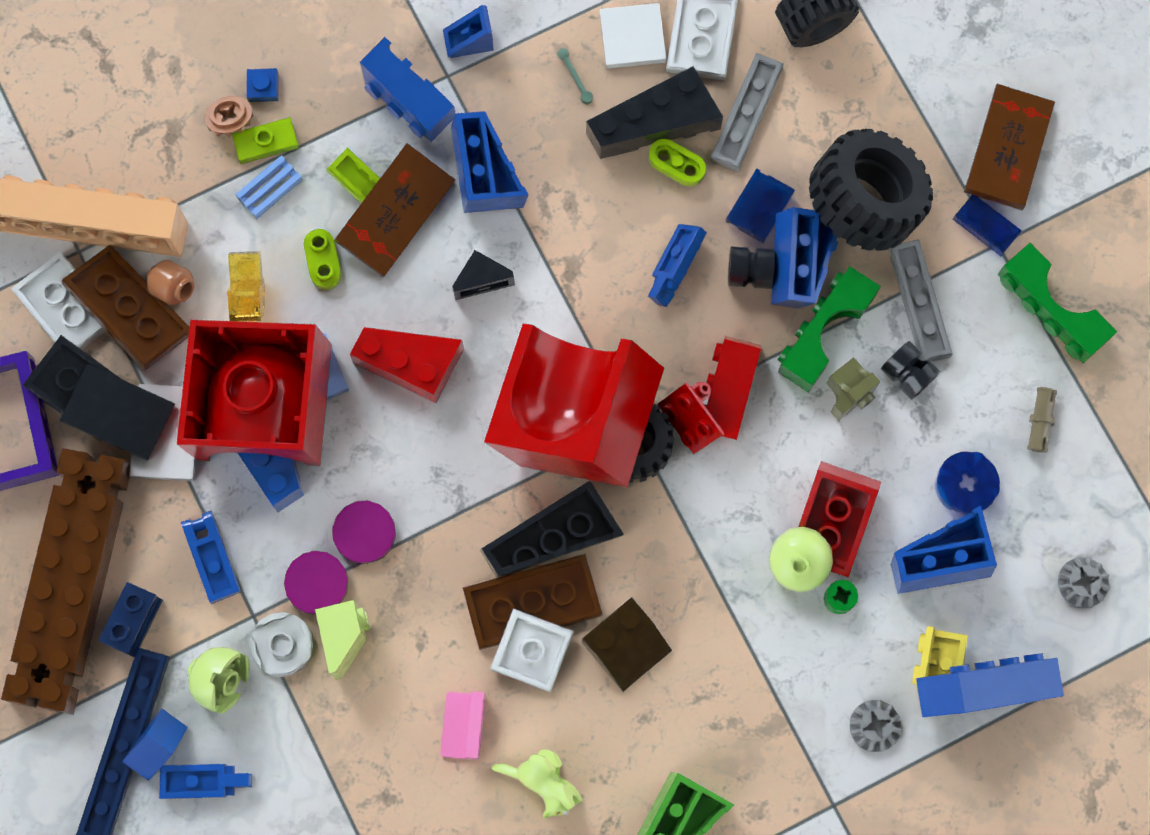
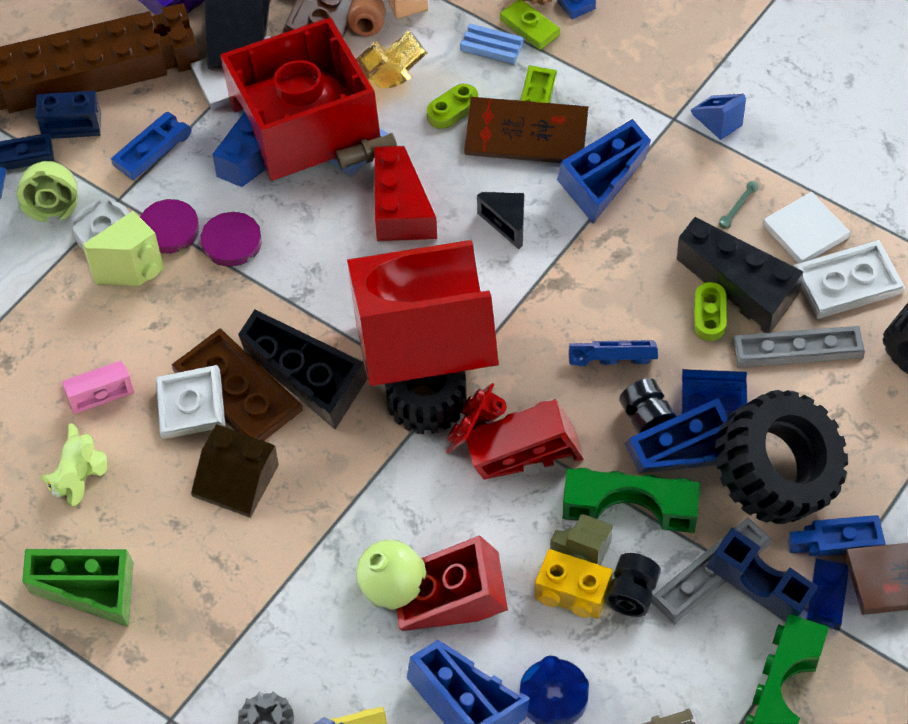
camera: 65 degrees right, 20 degrees down
(340, 363) = (364, 151): none -> dark tan pin
(406, 92) = (636, 81): blue wedge -> none
(837, 601) = (377, 636): green wheel -> none
(883, 417) = (573, 584): none -> yellow brick
(947, 184) = (837, 535): none -> blue hinge
(962, 268) = (775, 590): none -> dark blue arch

